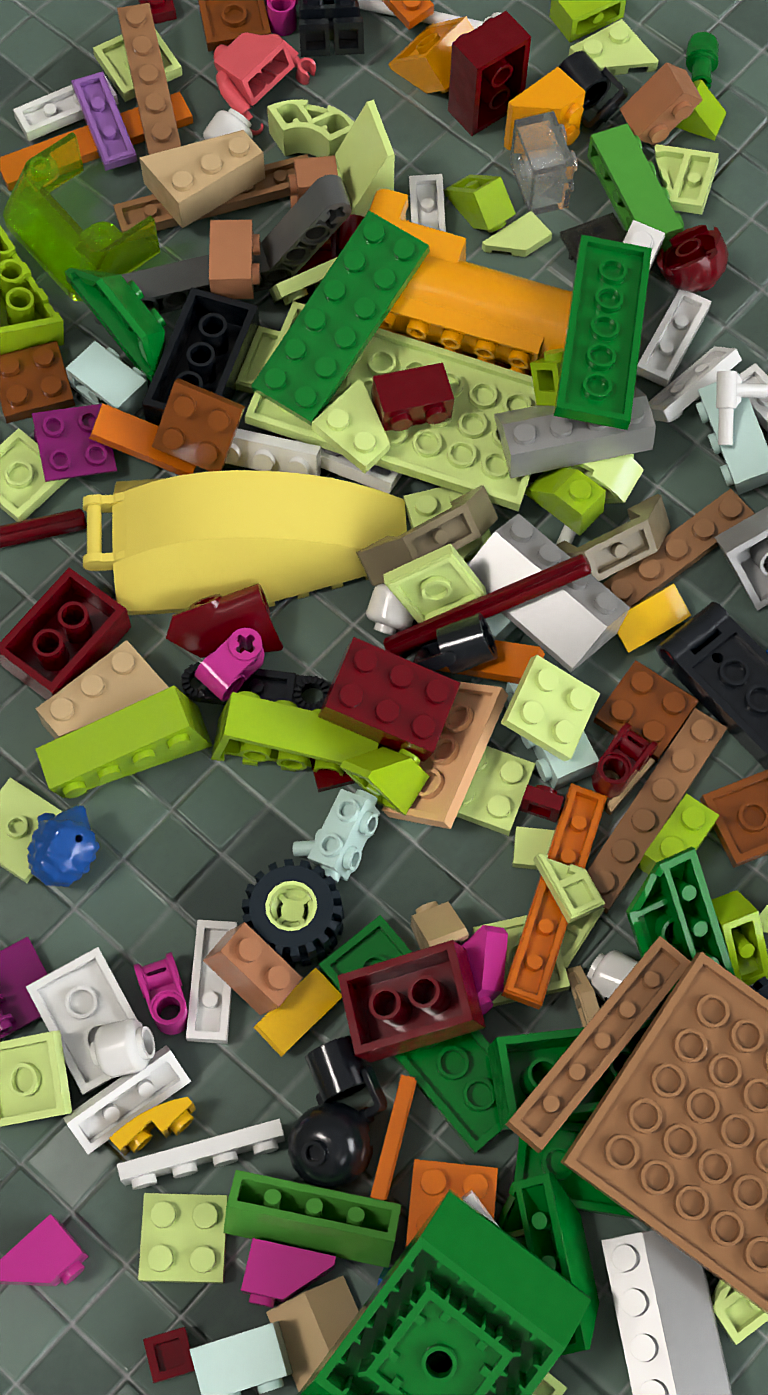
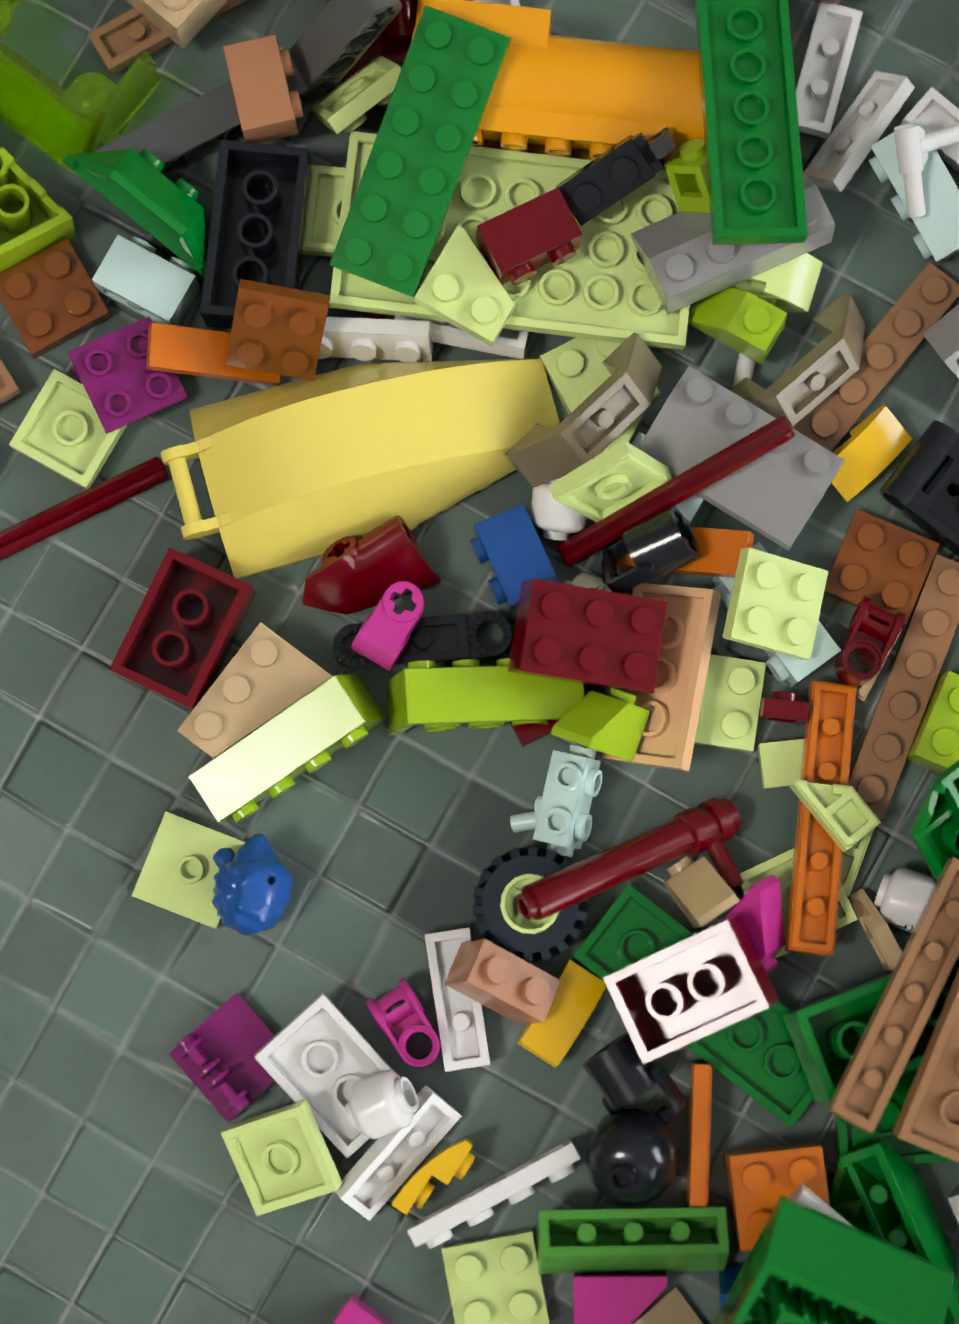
camera: 10 degrees left, 15 degrees up
(337, 625) = (512, 552): none -> blue brick
(440, 882) = (688, 833): none -> dark red cylinder
(490, 363) = (615, 174): none -> black hinge

